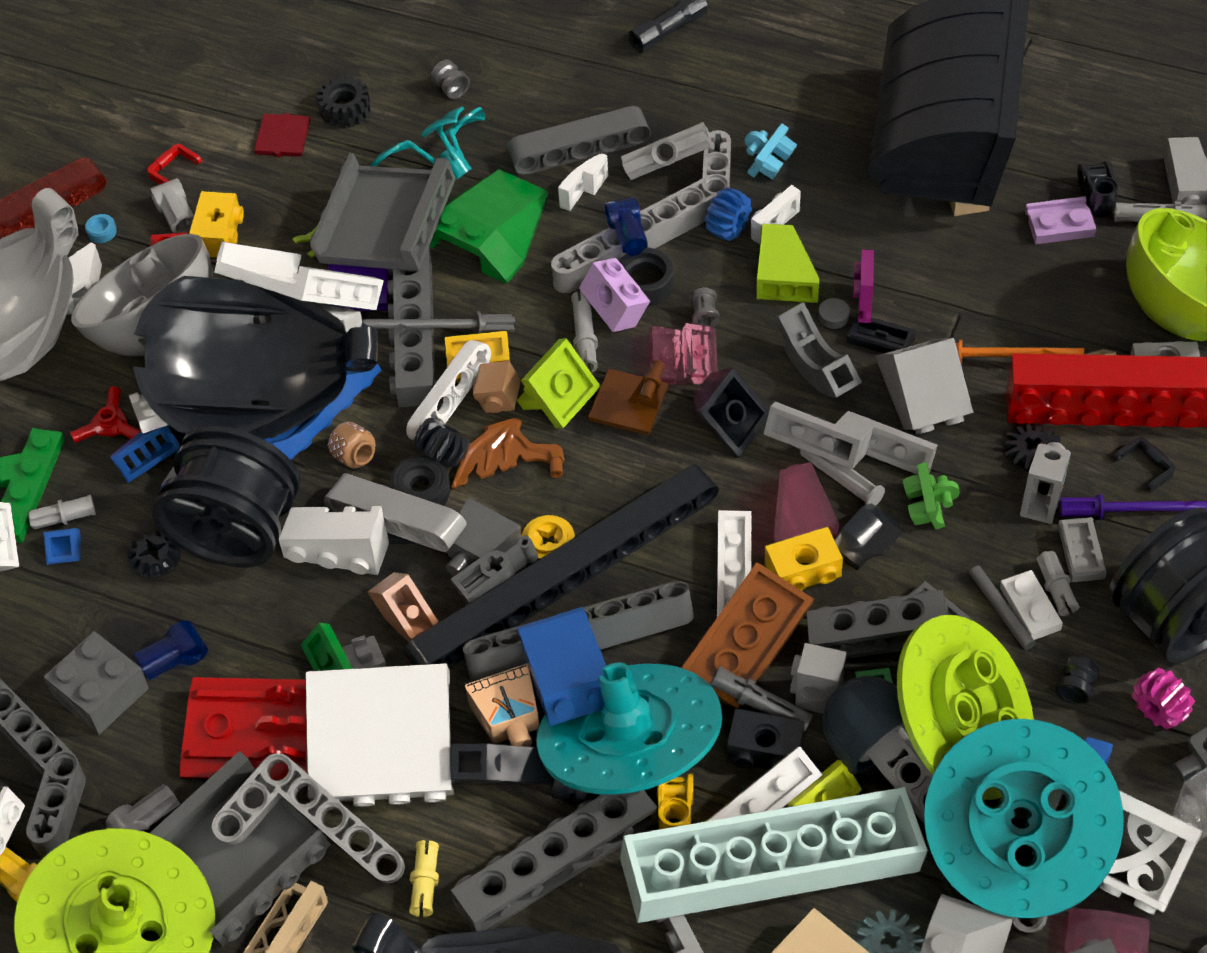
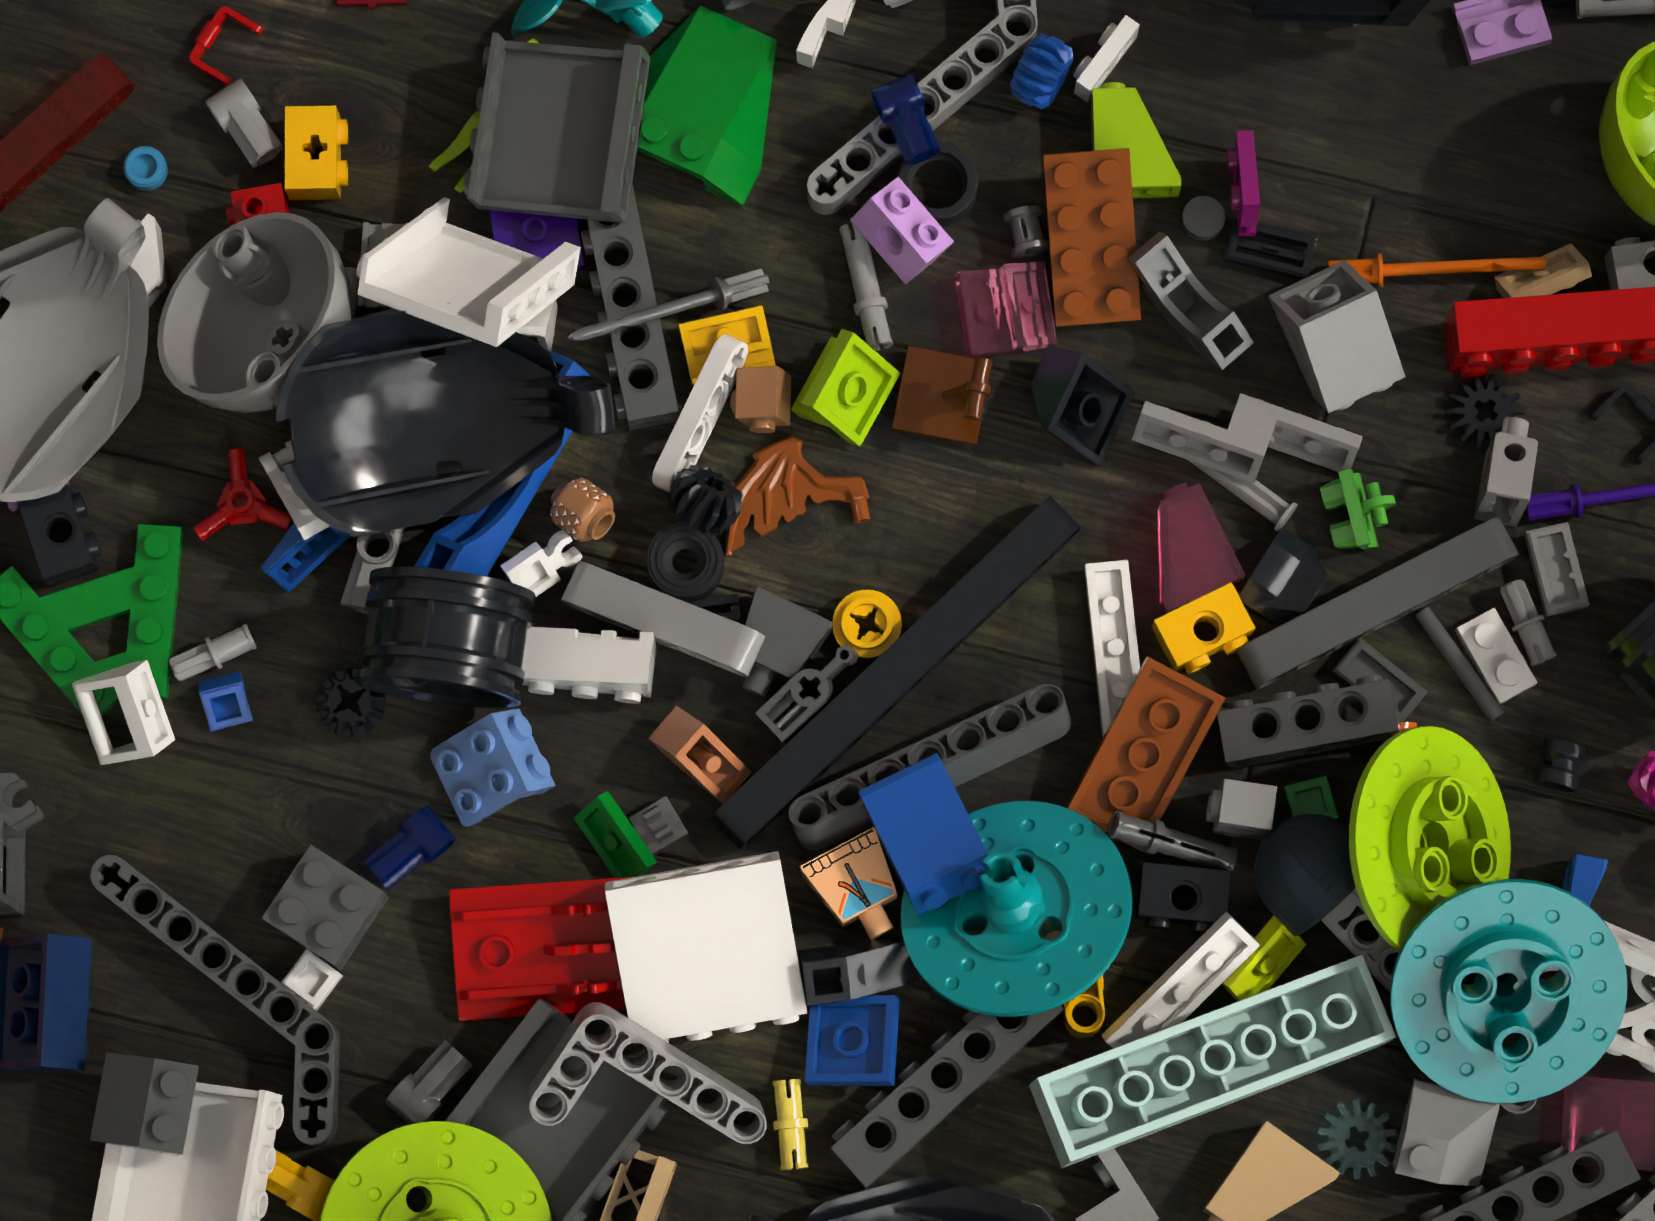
camera: 10 degrees left, 25 degrees up
(76, 734) = (311, 979): none -> white tile
(244, 598) = (491, 766): none -> medium blue bracket
(313, 477) = (537, 567): none -> white plate
(484, 816) = (853, 1042): none -> blue plate
(747, 310) = (1091, 236): none -> dark orange plate
(941, 557) = (1377, 603): none -> dark grey beam

